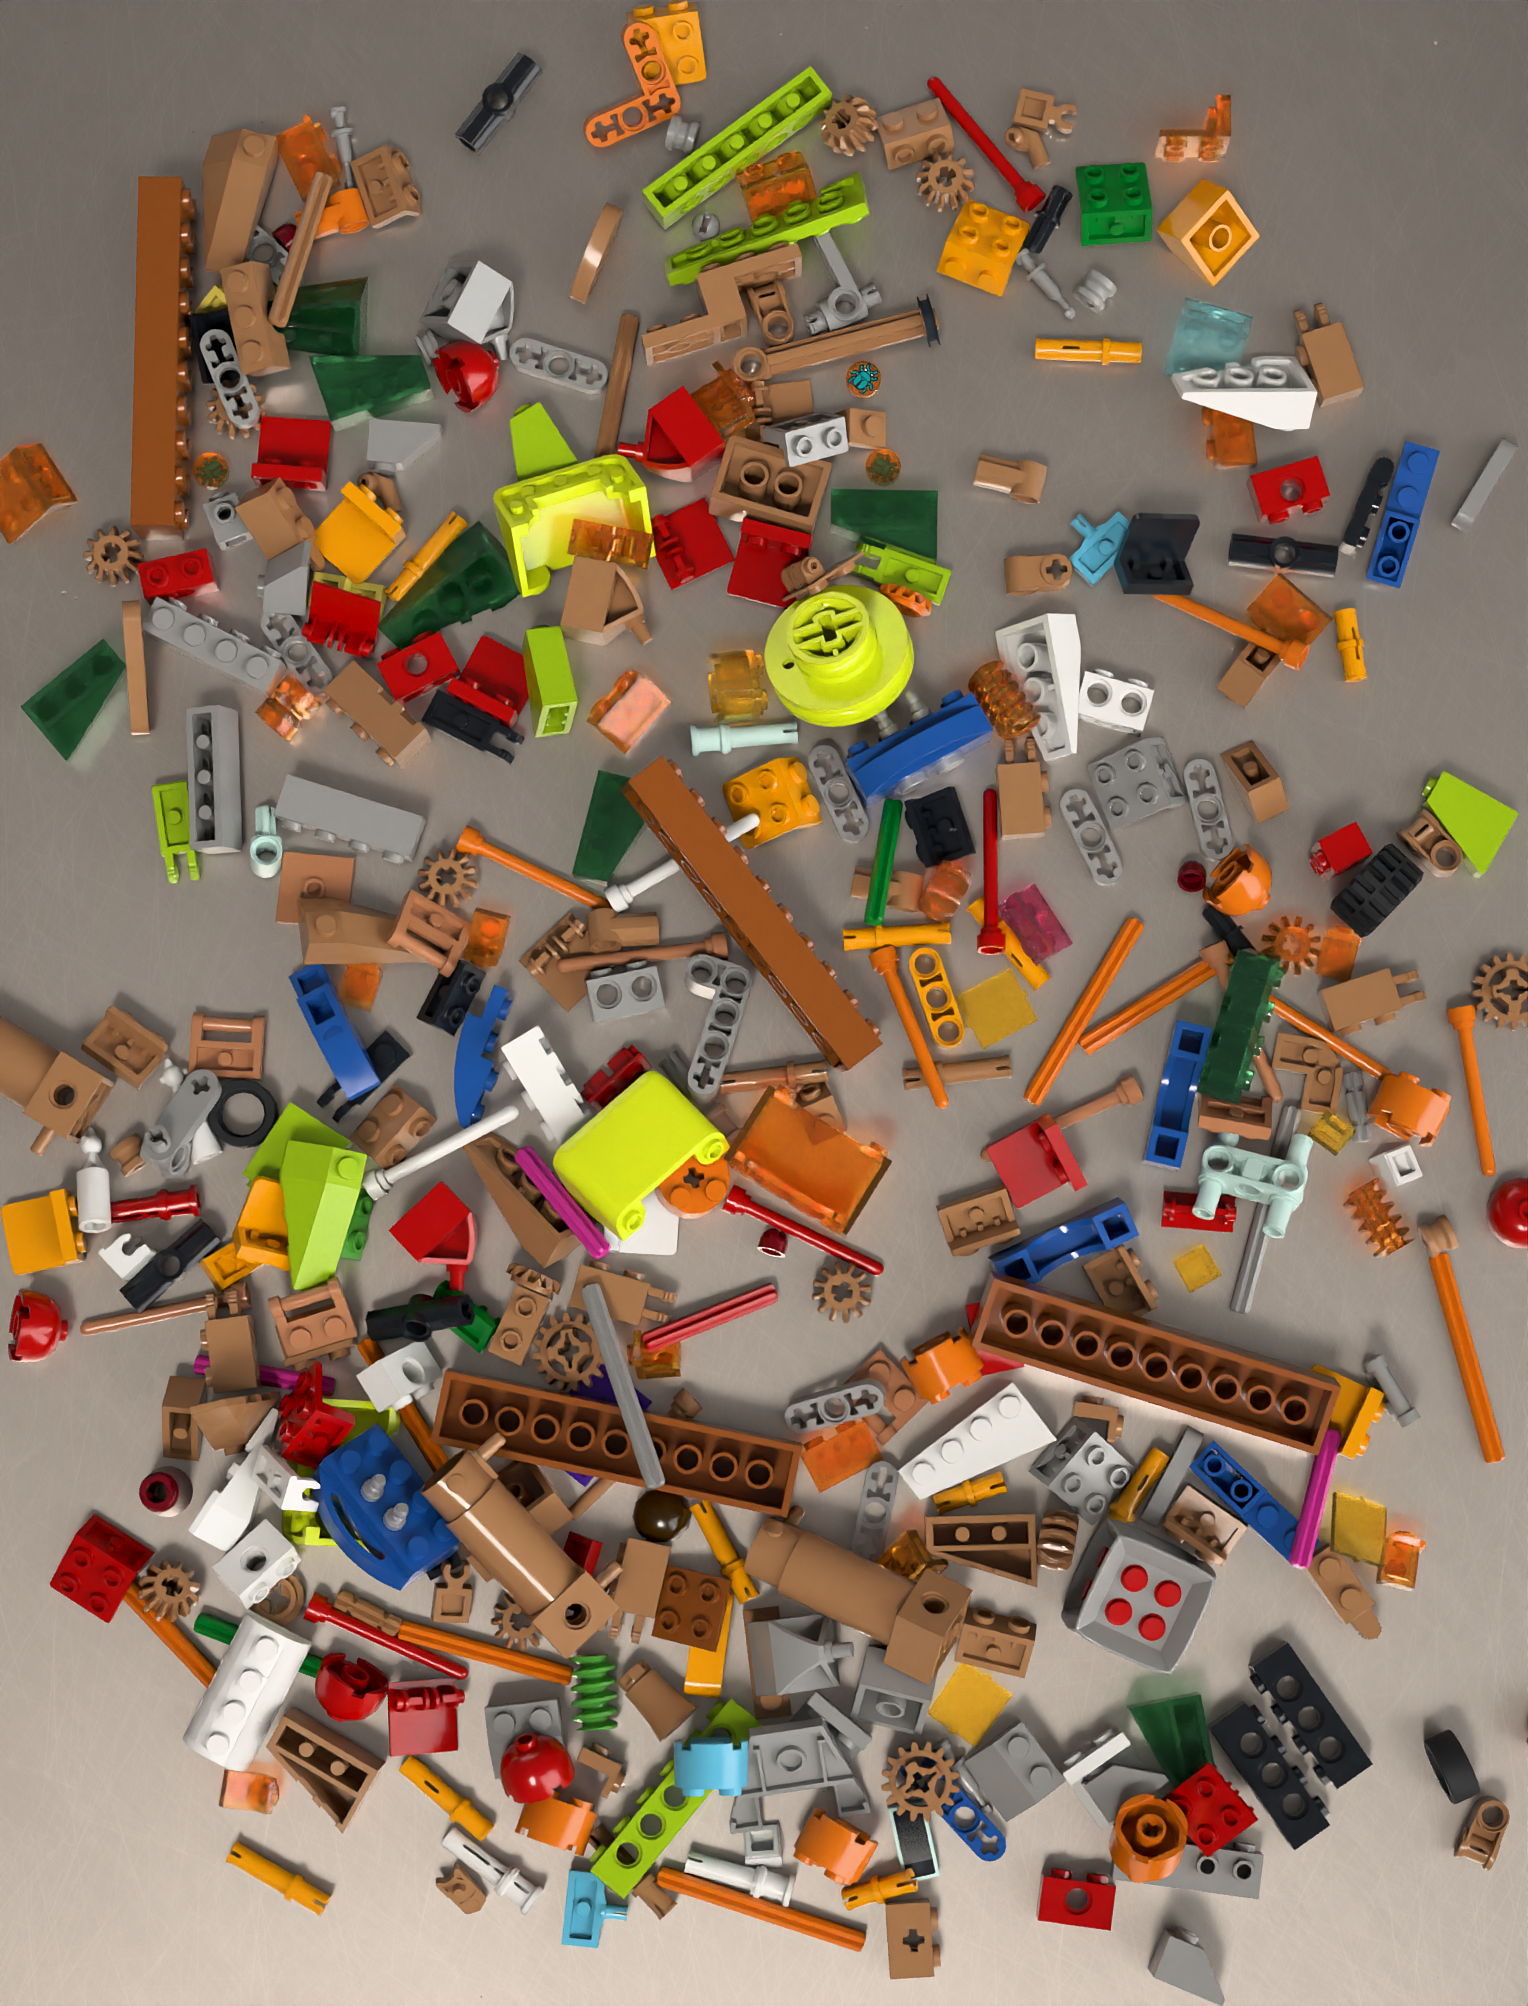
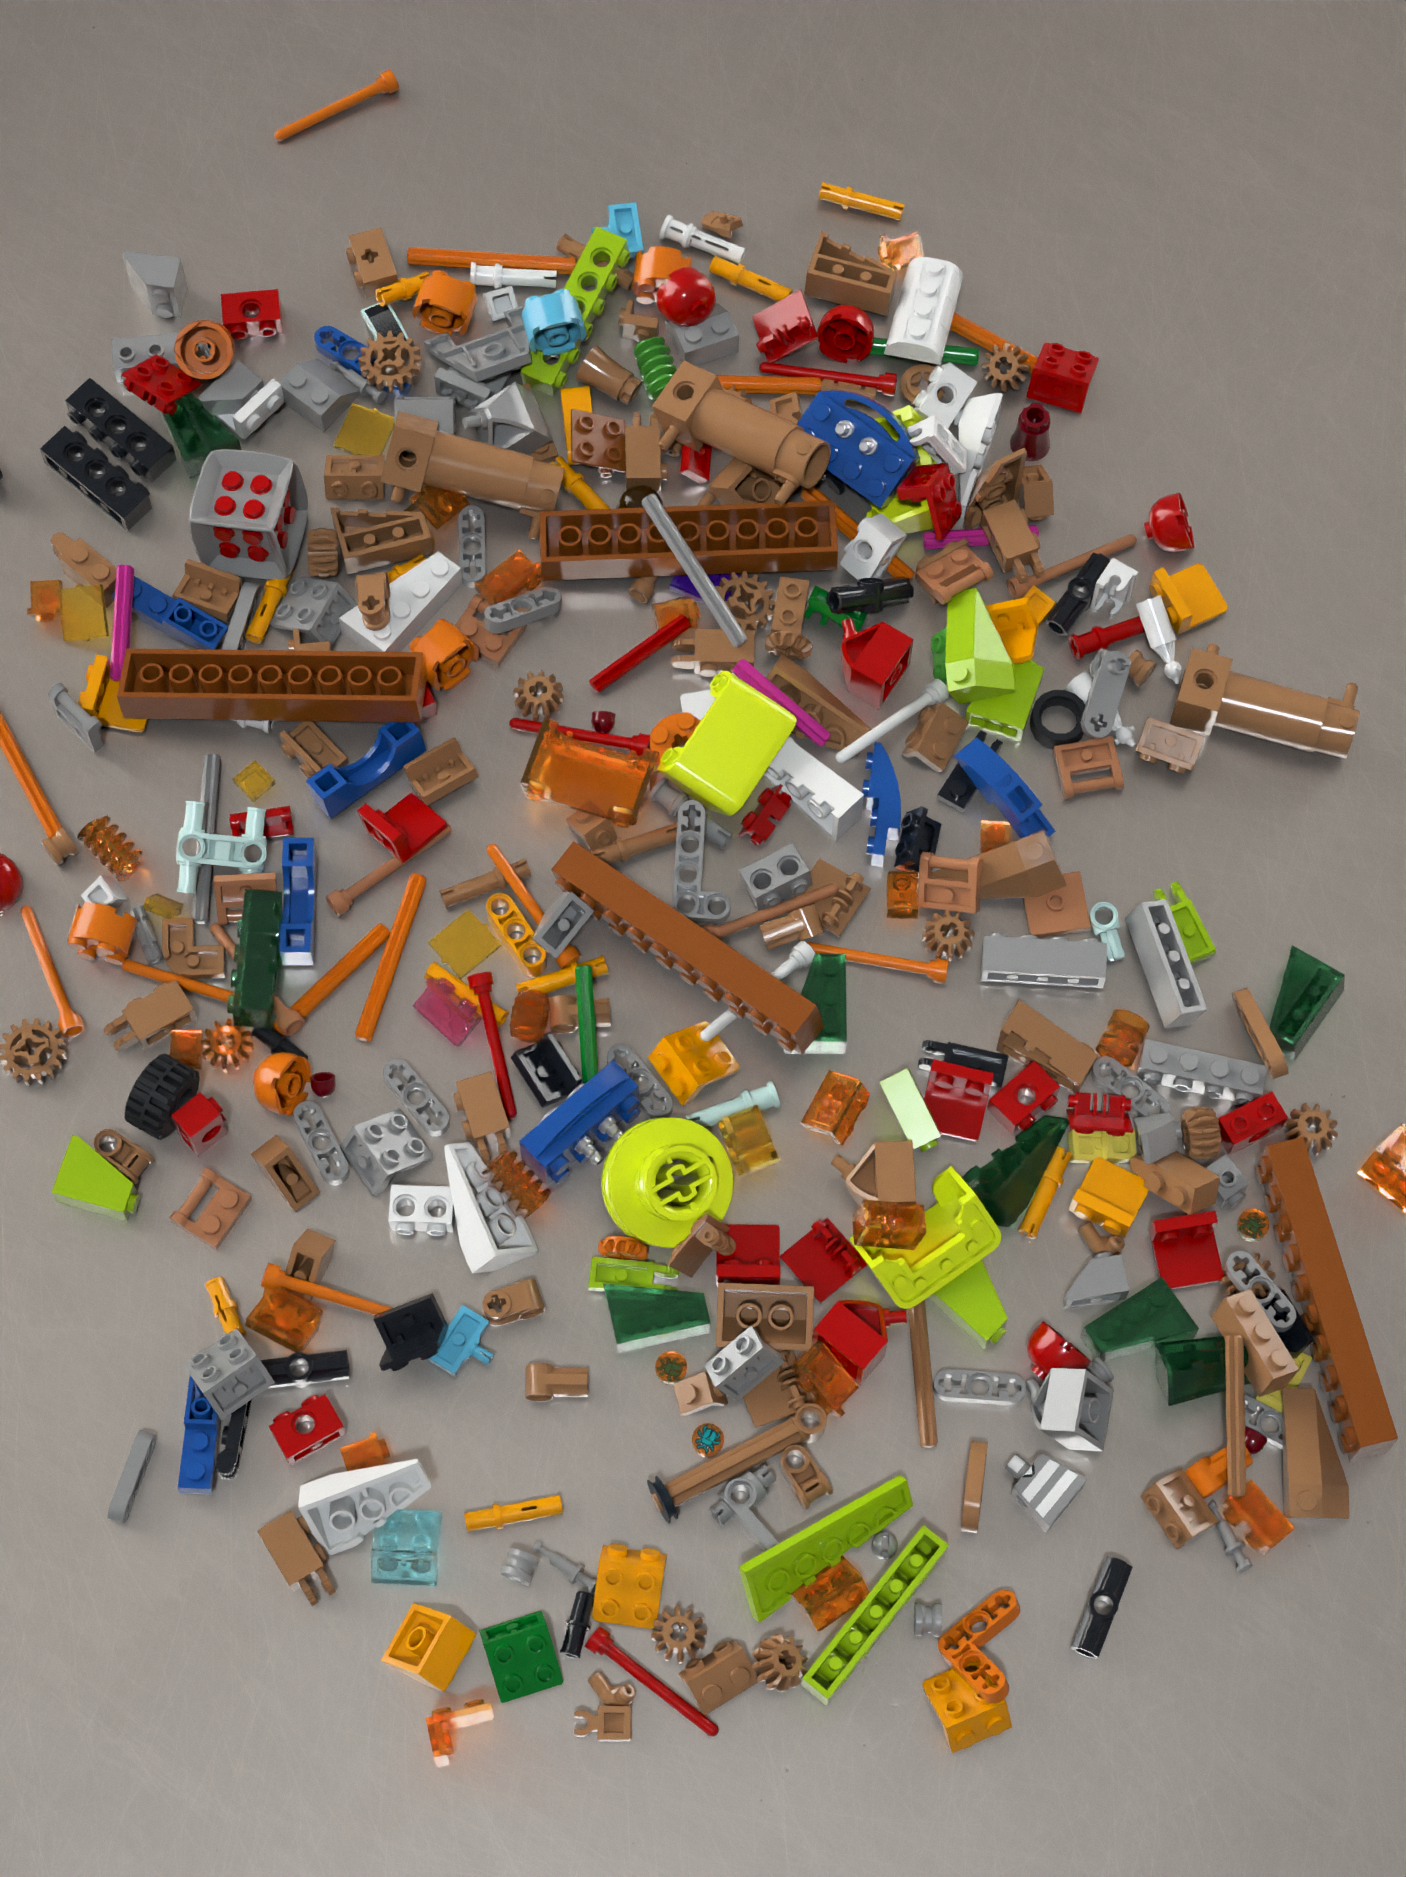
camera: 160 degrees right, 15 degrees down
(237, 576) = (1200, 1133): none -> medium nougat gear
(521, 239) = (1044, 1488): none -> light grey torso
(720, 299) = (851, 1464): medium nougat bracket -> none
(886, 985) = (561, 923): none -> light grey slope
(1010, 1451) = (373, 599): none -> medium nougat piece
(1335, 756) = (218, 1215): none -> nougat plate
(1364, 559) = (229, 1373): none -> light grey bracket

